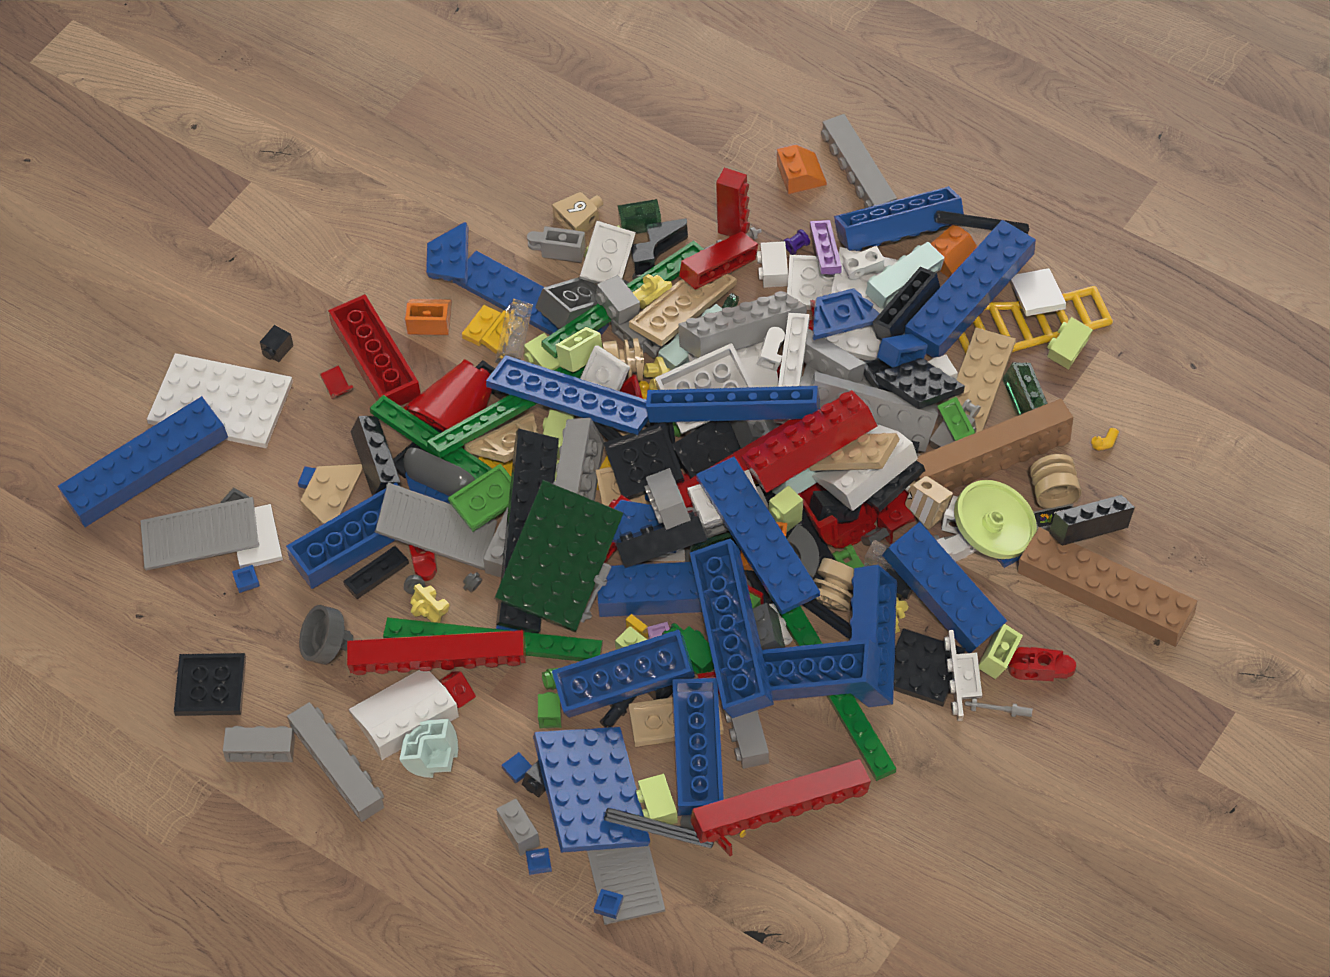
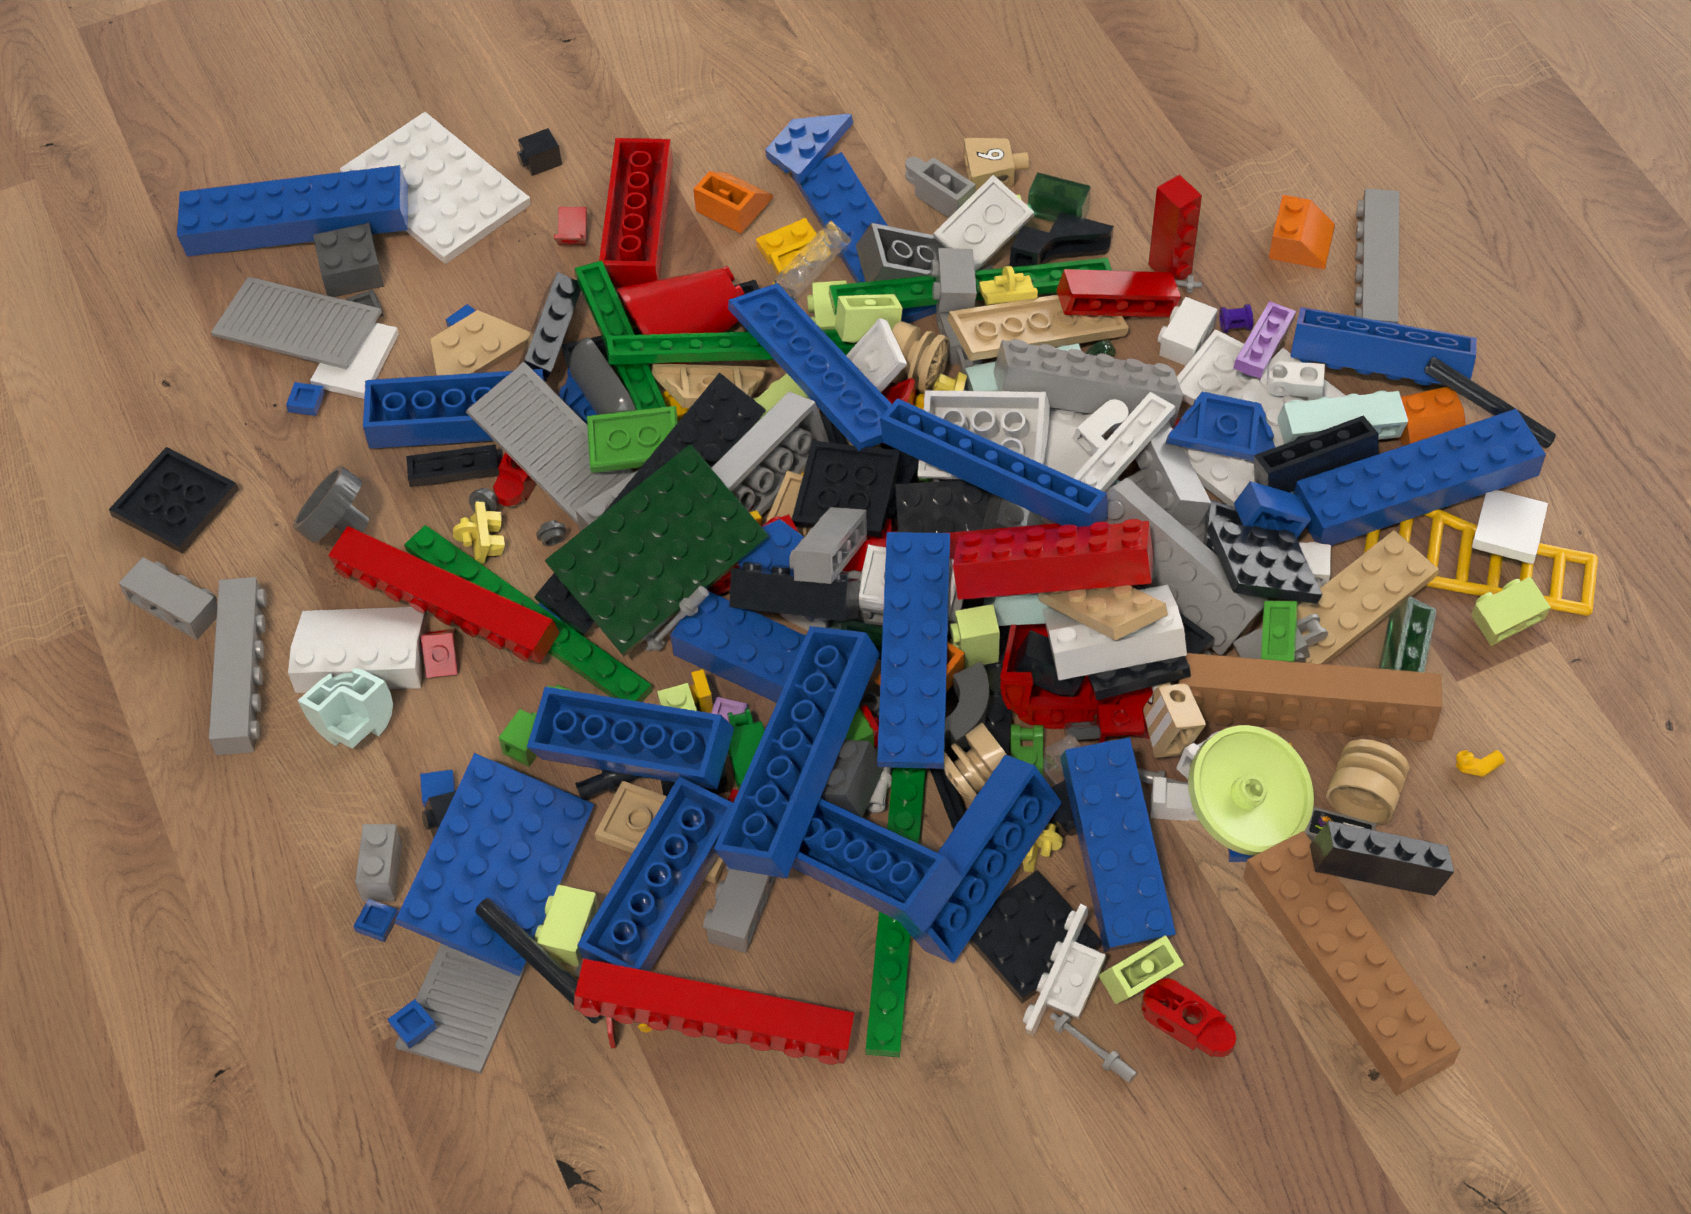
camera: 30 degrees right, 0 degrees up
(204, 476) = (348, 260): none -> dark grey brick

